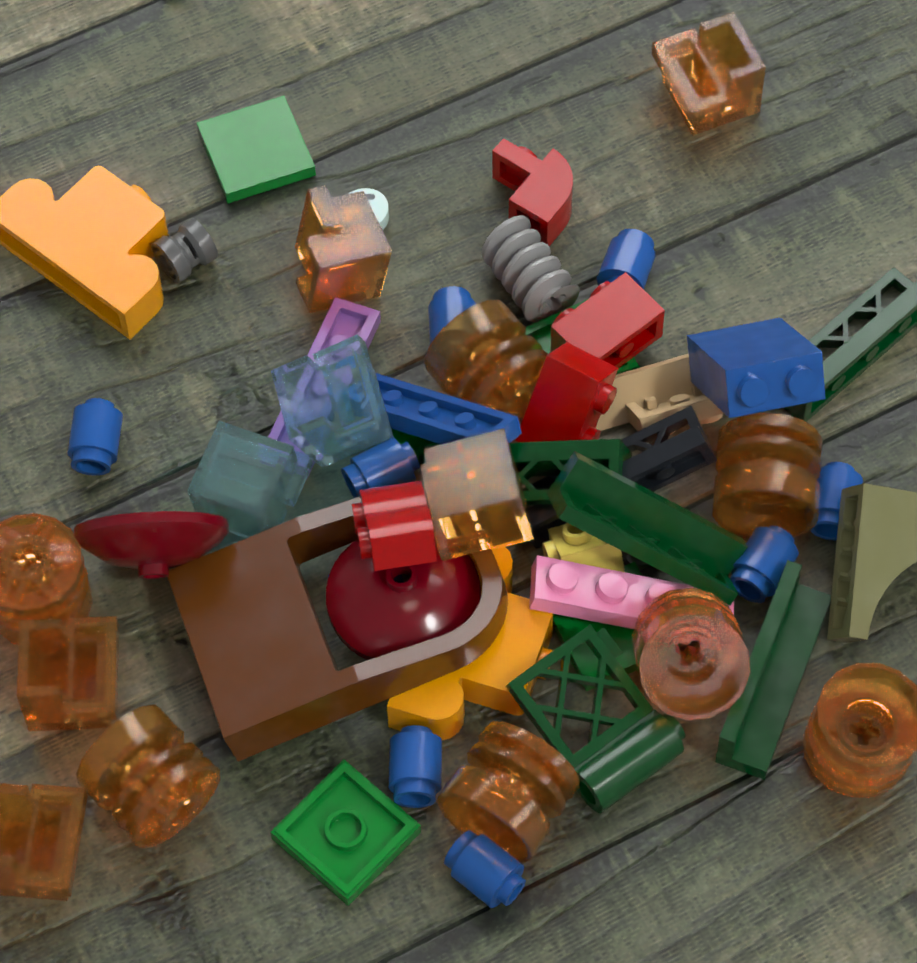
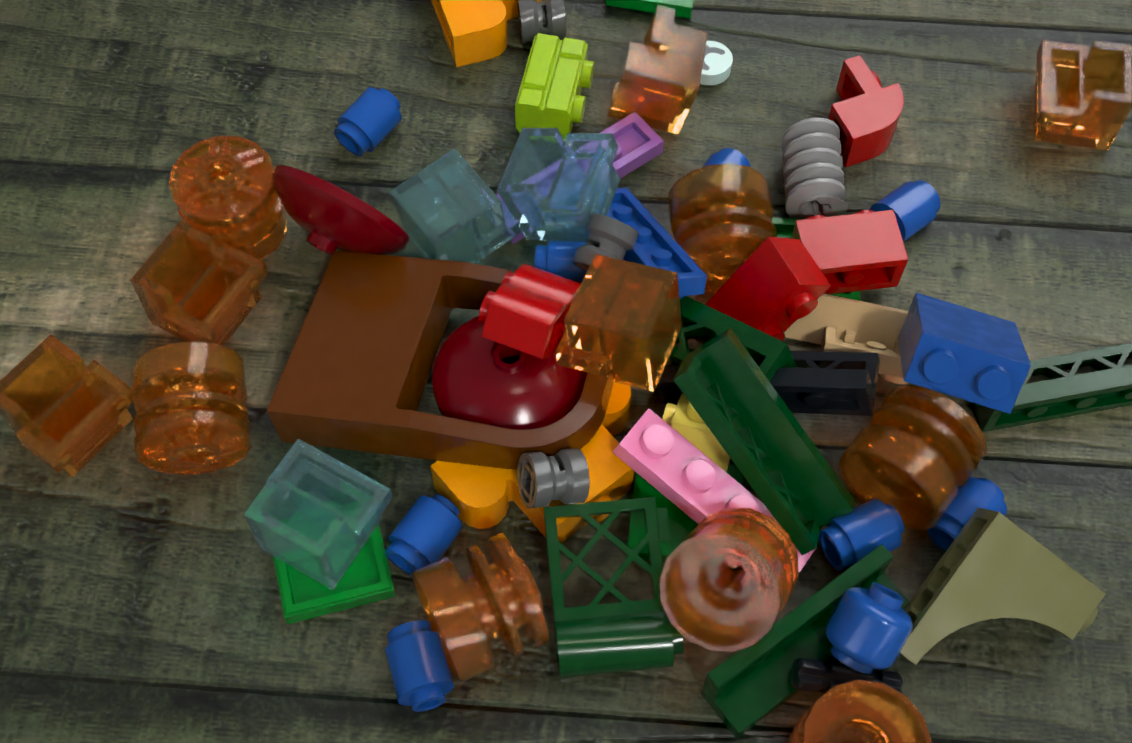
camera: 30 degrees right, 0 degrees up
(243, 312) = (554, 84): none -> lime brick
(325, 795) = (316, 513): none -> clear light blue plate
(413, 433) = (605, 238): none -> dark grey wheel
(495, 661) = (553, 478): none -> dark grey wheel
(807, 689) = (823, 676): none -> black axle
(817, 631) = (868, 628): none -> blue head

